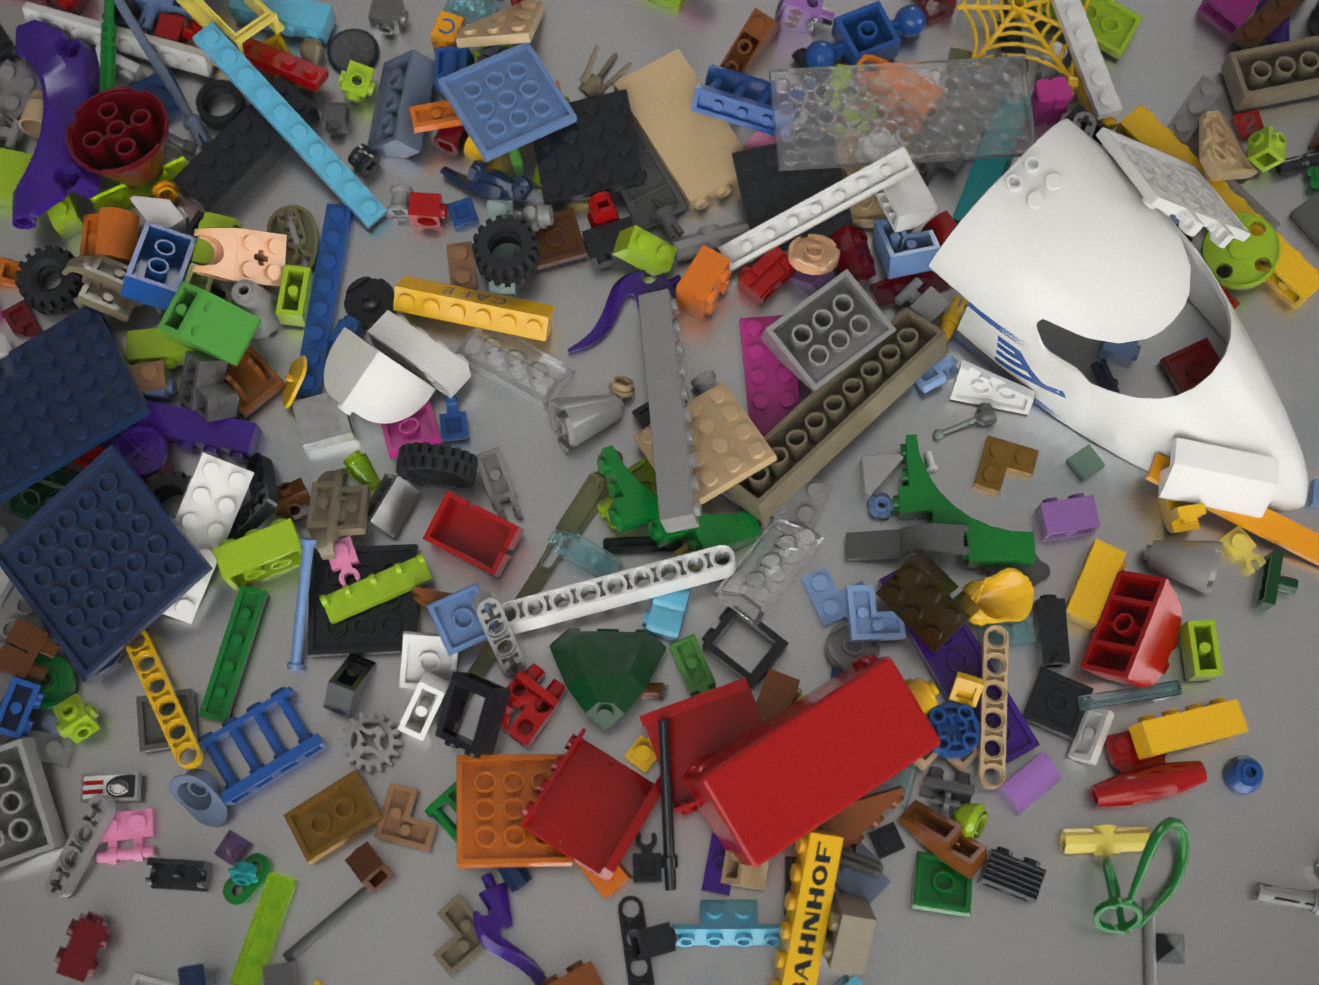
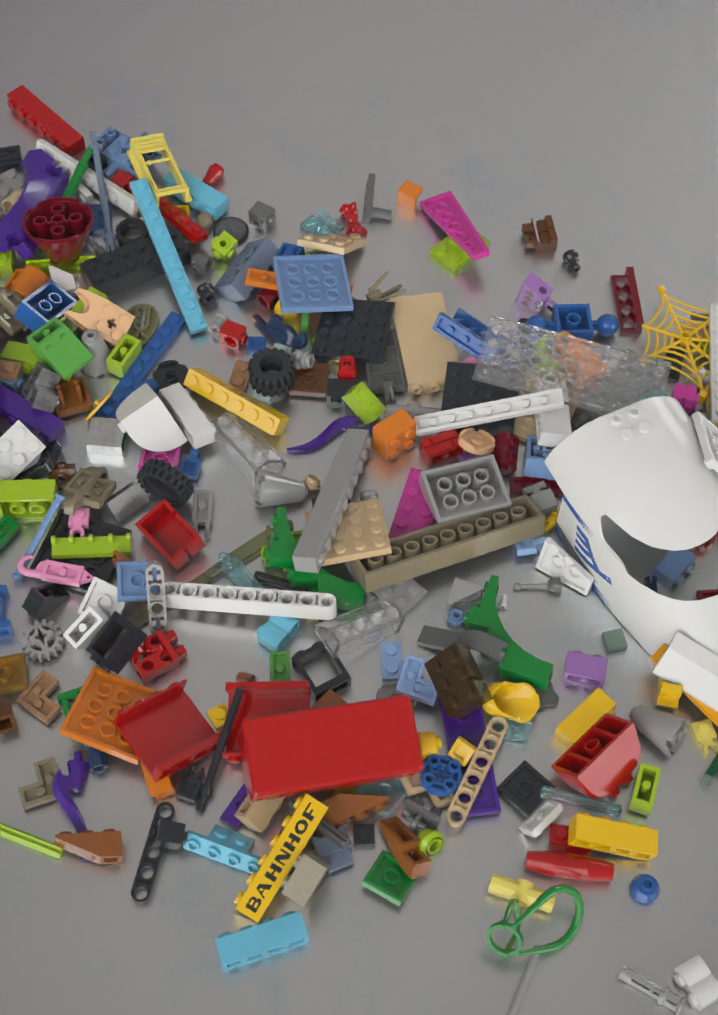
camera: 20 degrees right, 15 degrees down
(172, 193) = (77, 275): light orange plate -> none
(347, 643) = (56, 572): none -> bright pink plate
(361, 469) = (116, 471): clear neon green cone -> none
(446, 30) = (294, 232): light orange brick -> none
(606, 669) = (219, 649): dark green brick -> none
(751, 42) = (495, 304): dark orange slope -> none
(1000, 457) = (554, 615): pearl gold plate -> none
(1012, 875) = (443, 890): black brick -> none
(1029, 783) = (483, 834): medium lavender brick -> none
(1051, 632) = (541, 739): black brick -> none
(1170, 948) = (539, 987): black slope -> none

